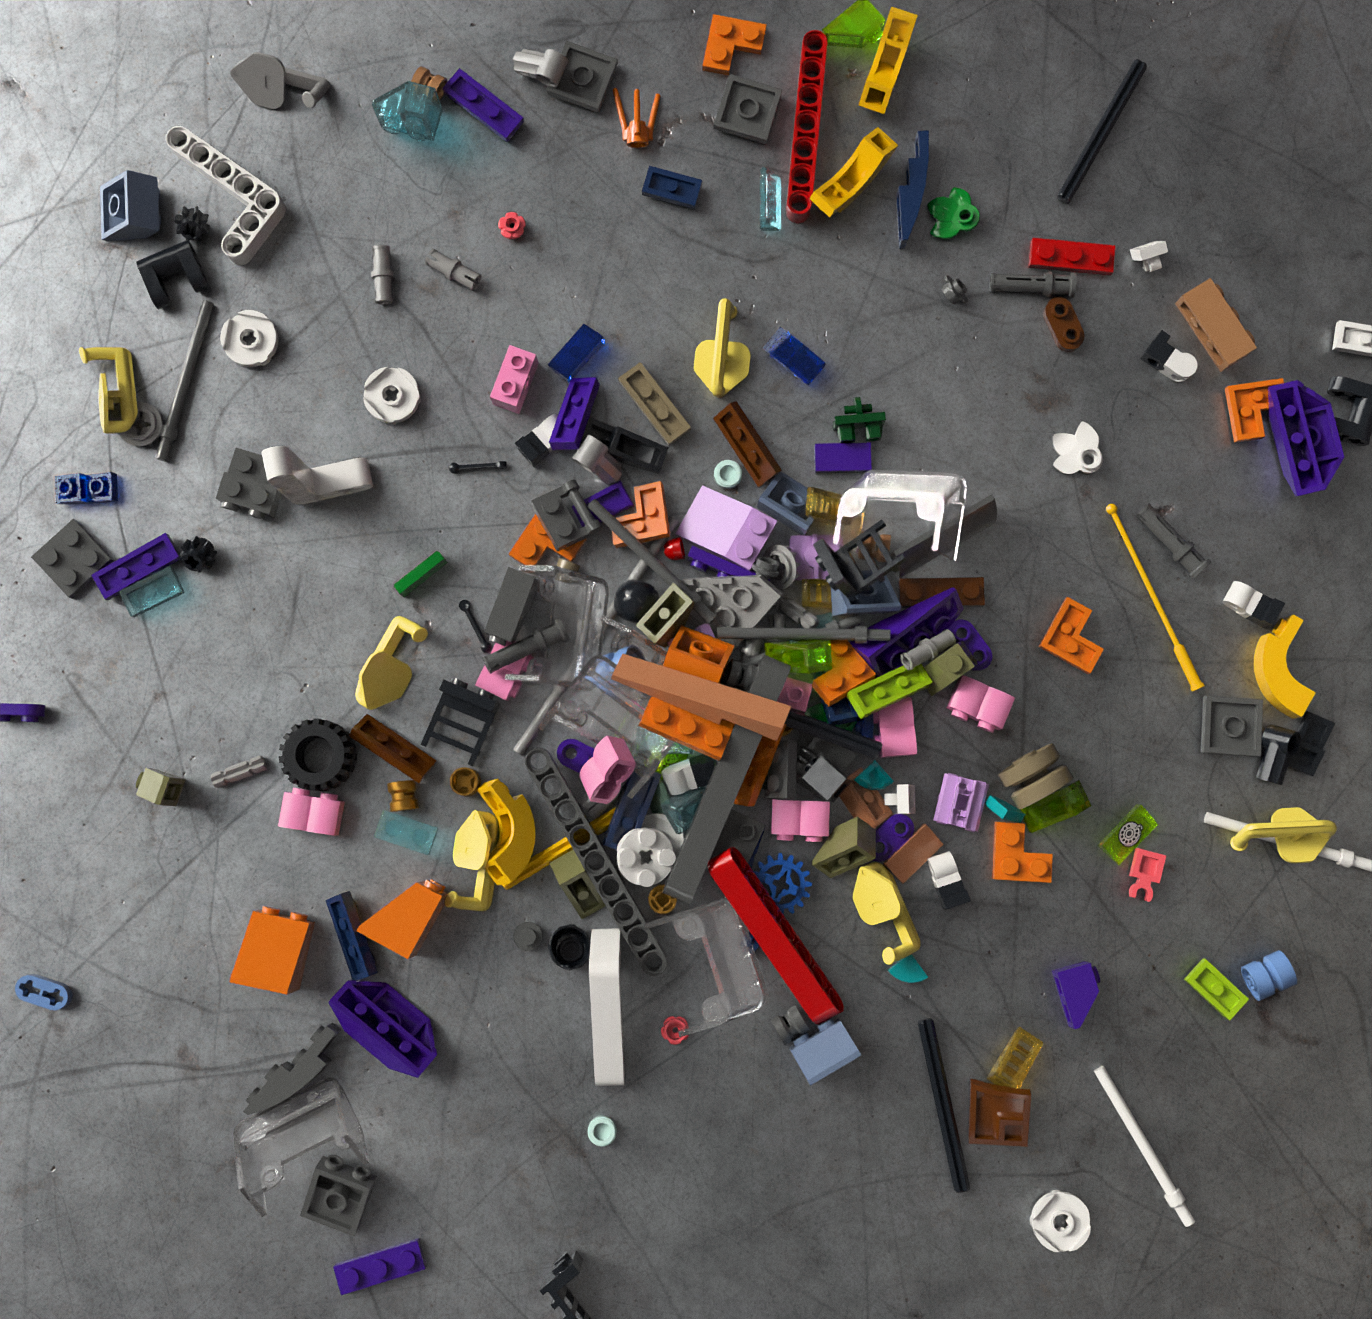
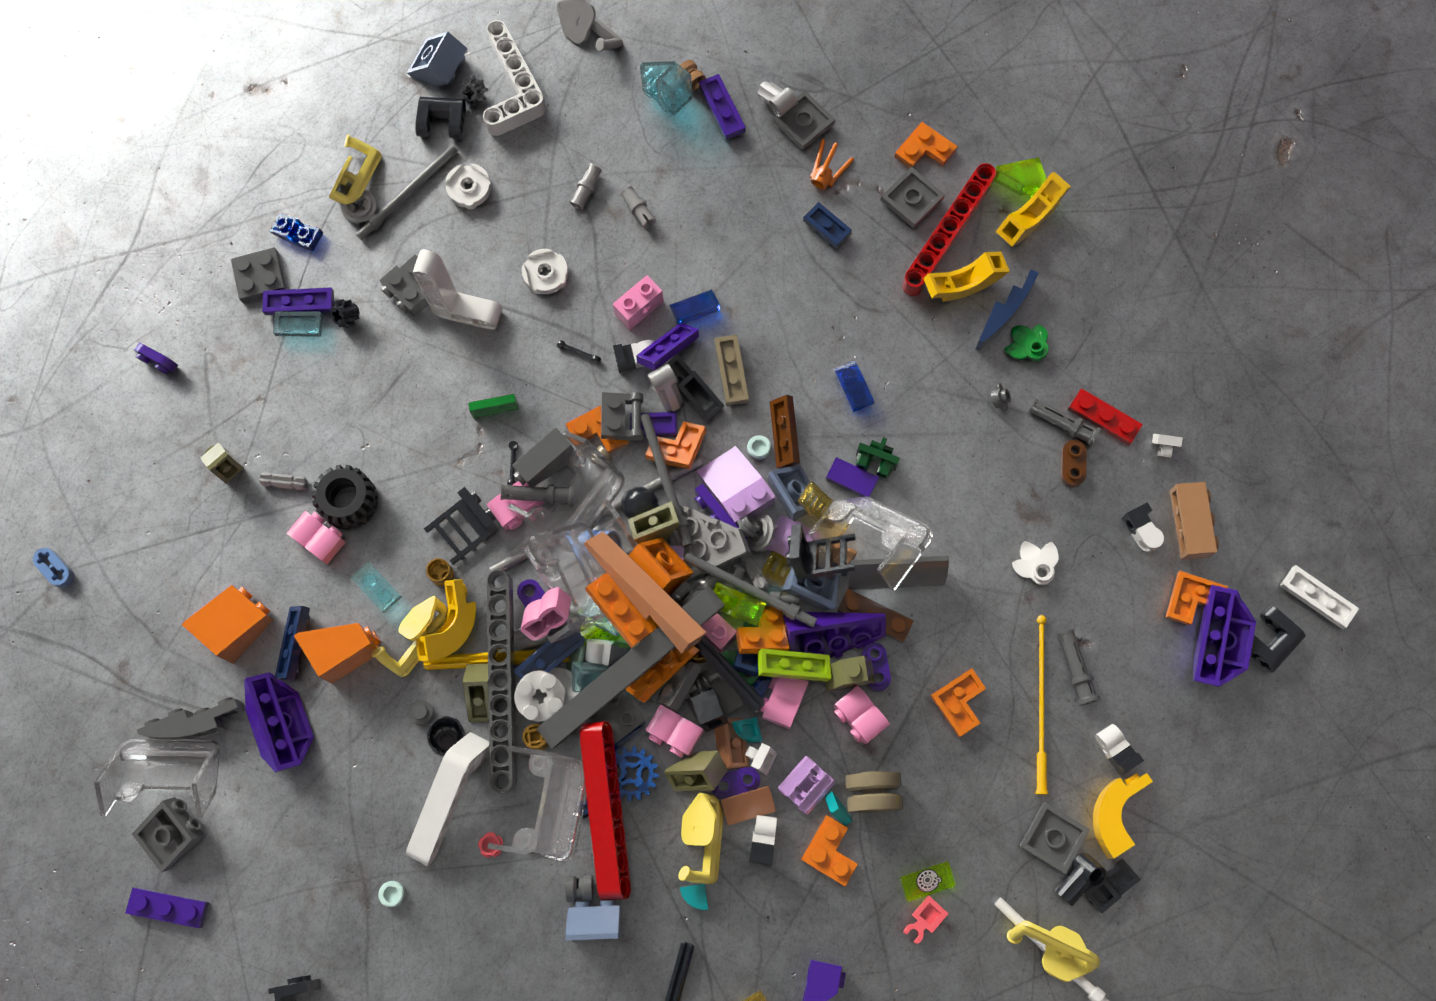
camera: 30 degrees right, 10 degrees down
(384, 676) = (423, 463): light yellow piece -> none
(392, 748) = (401, 520): reddish brown plate -> none
(403, 795) = (389, 559): pearl gold wheel -> none
(515, 232) = (697, 203): coral plate -> none
(674, 549) = (689, 482): red hinge -> none
(722, 362) = (795, 362): light yellow piece -> none
(770, 200) = (894, 268): clear light blue slope -> none
(928, 649) = (839, 651): light grey pin -> none
(1056, 807) = (879, 826): clear neon green slope -> none
(1102, 131) = (1173, 337): black axle -> none

